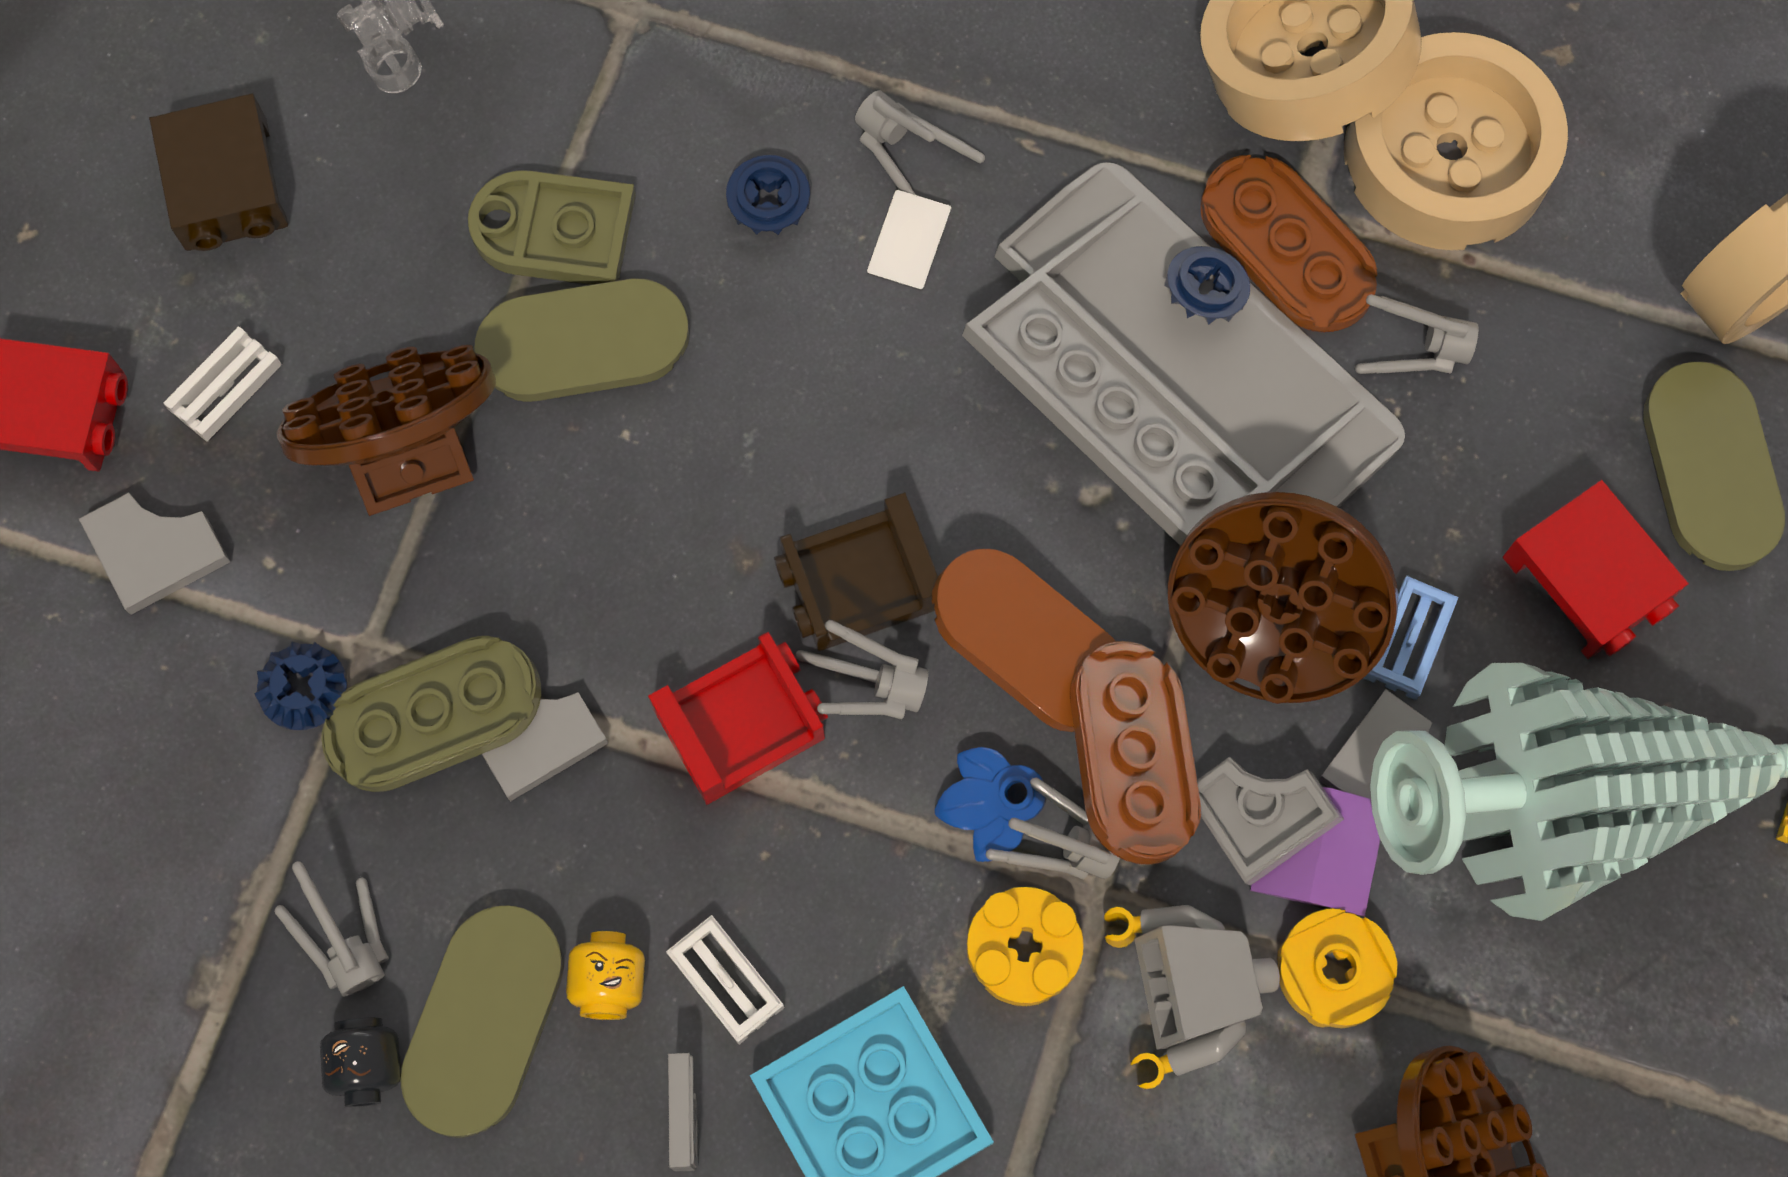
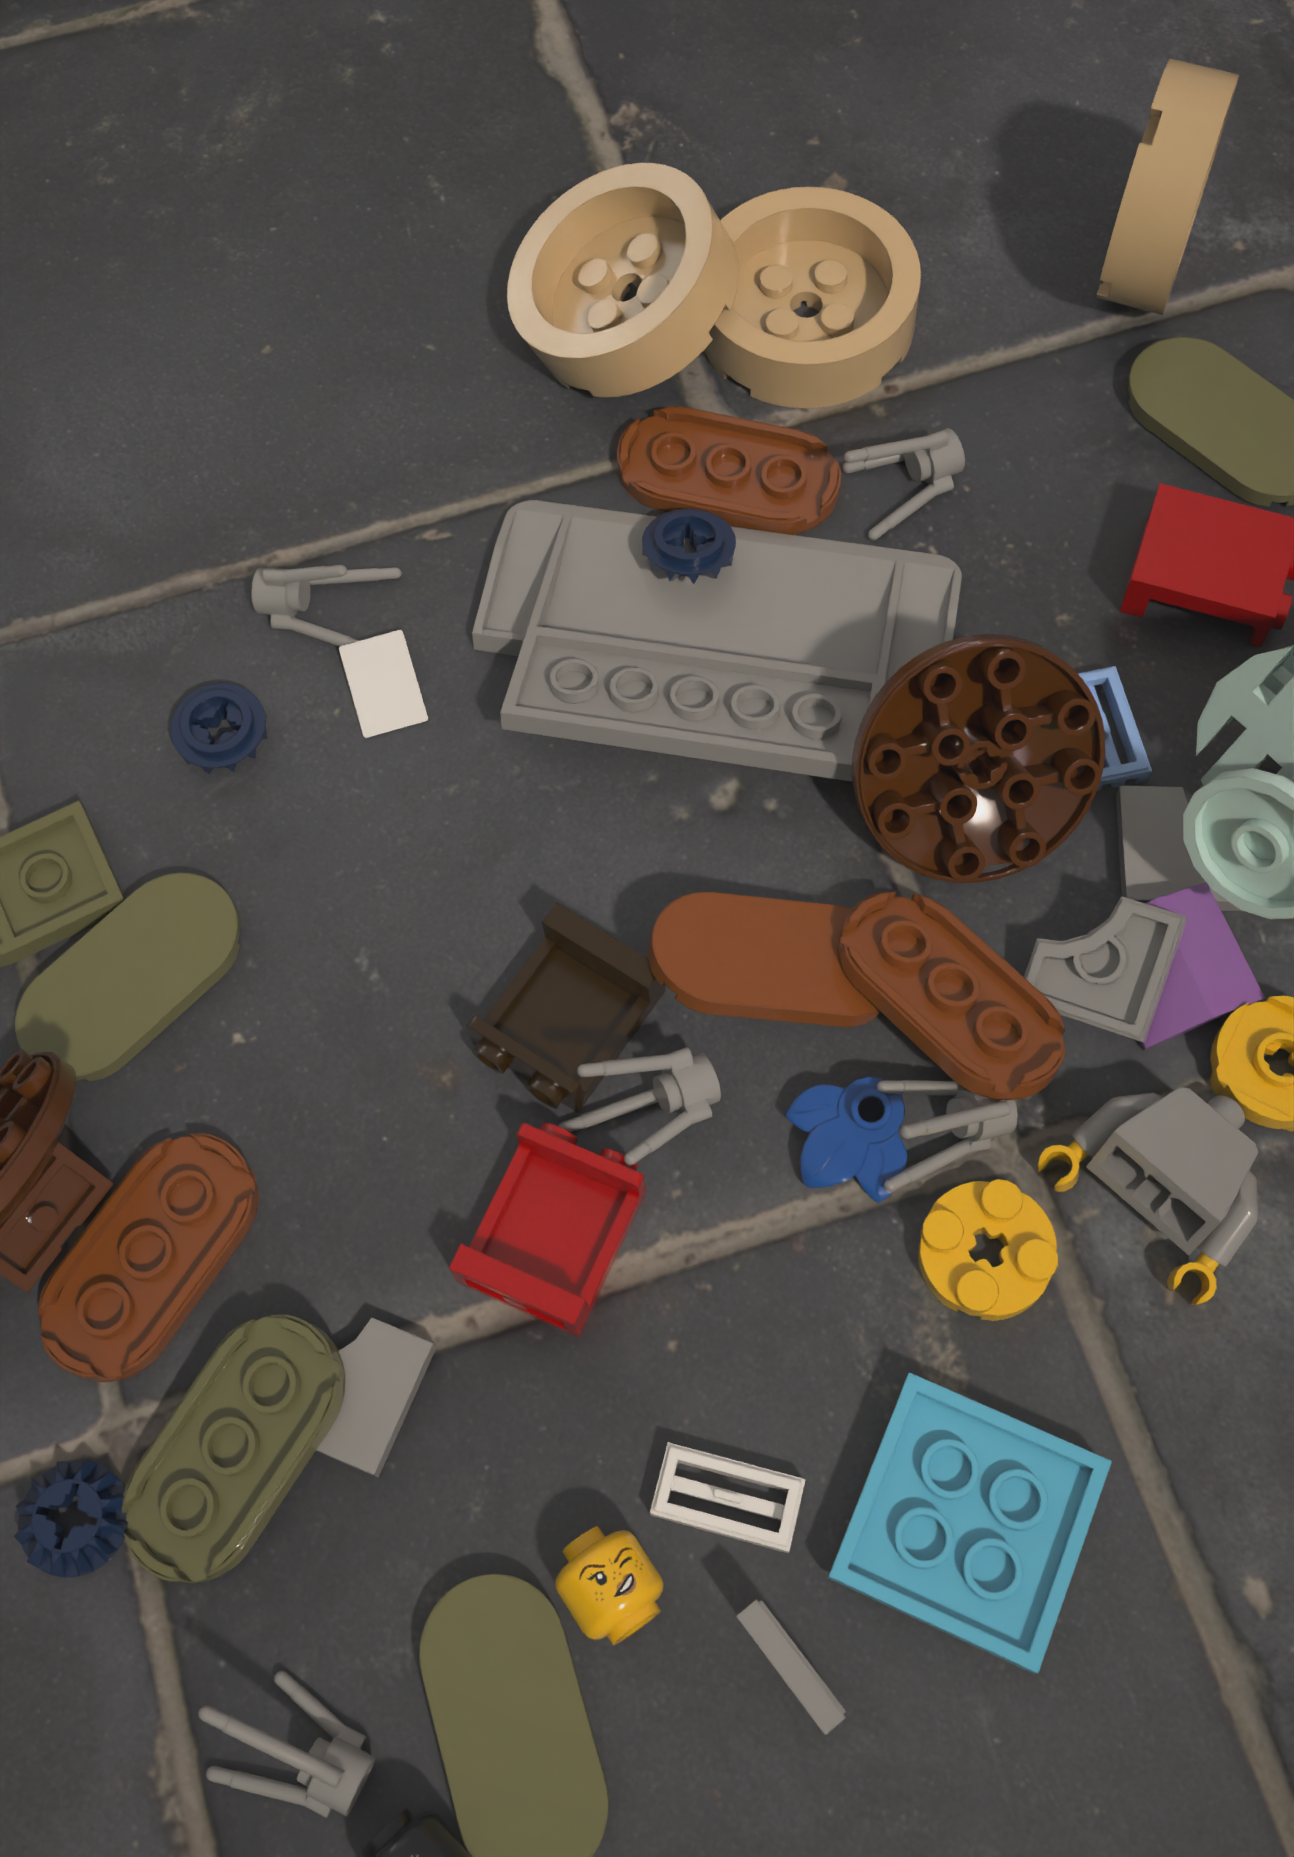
camera: 30 degrees left, 5 degrees down
(464, 546) = (147, 1257): none -> dark orange tile

